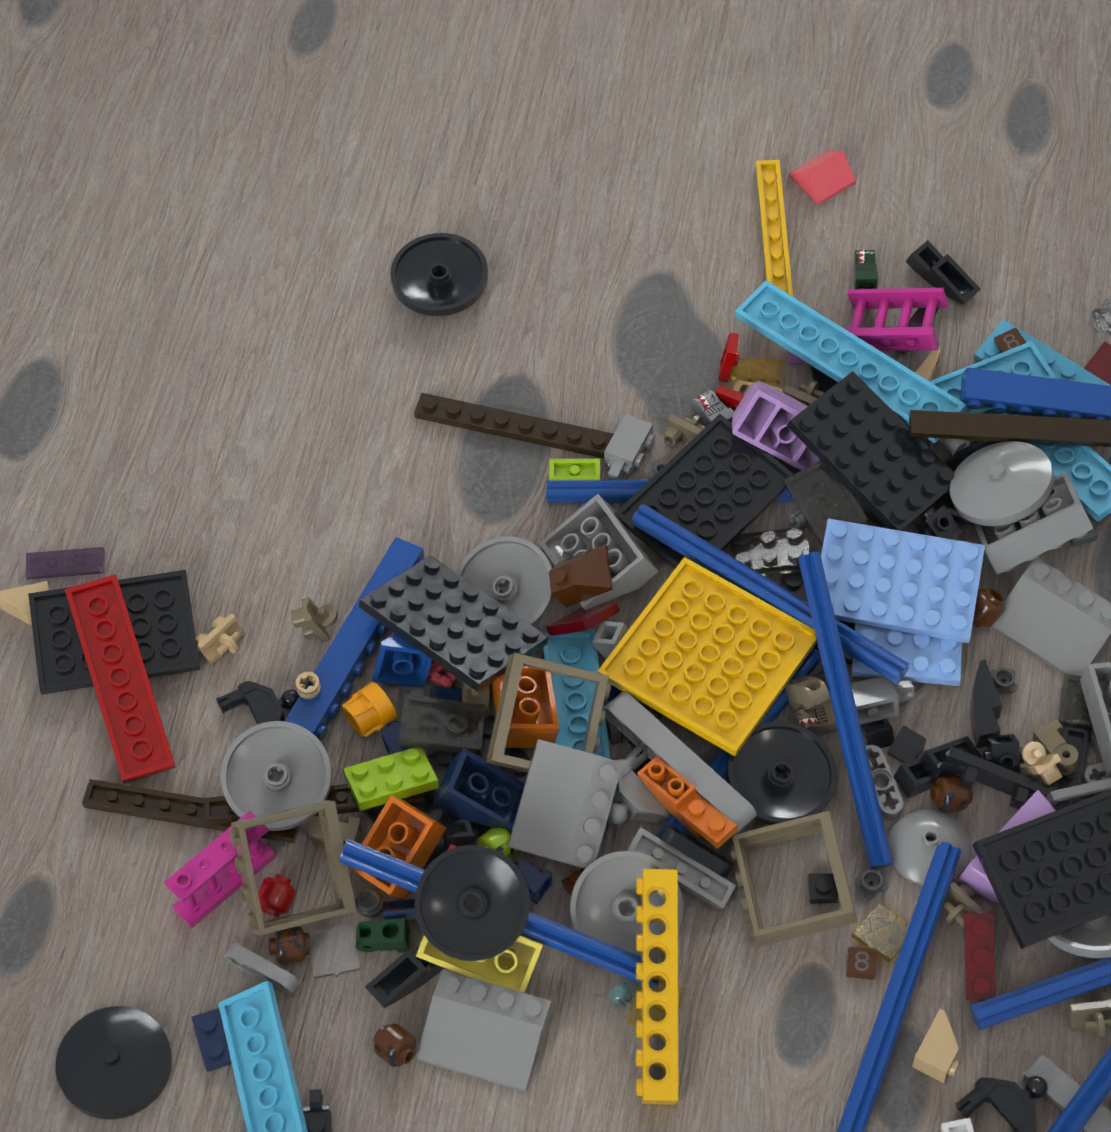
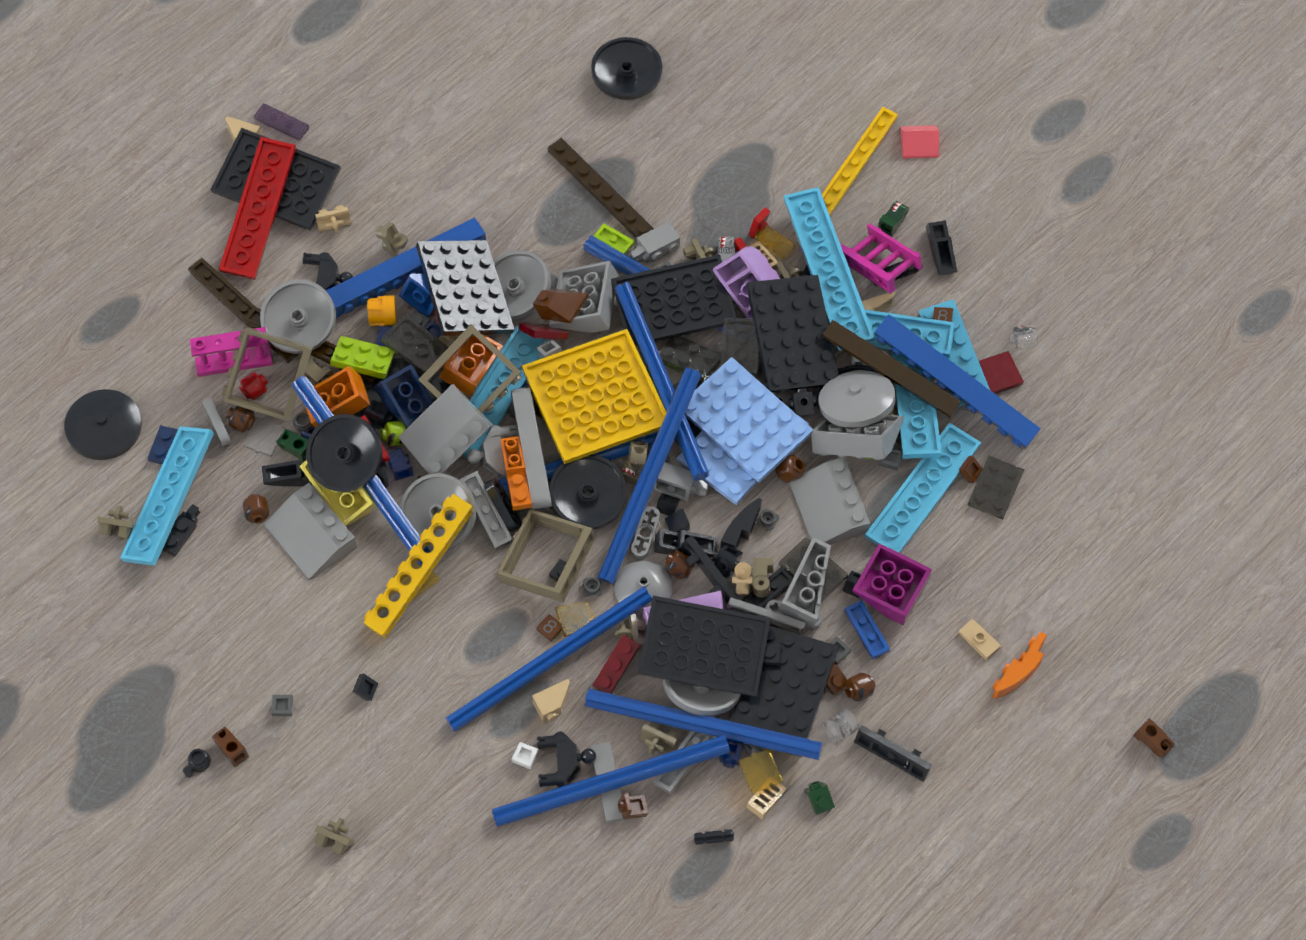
camera: 30 degrees right, 5 degrees up
(311, 691) = (359, 271): tan bush -> none
(620, 995) = (398, 558): clear light blue hinge -> none

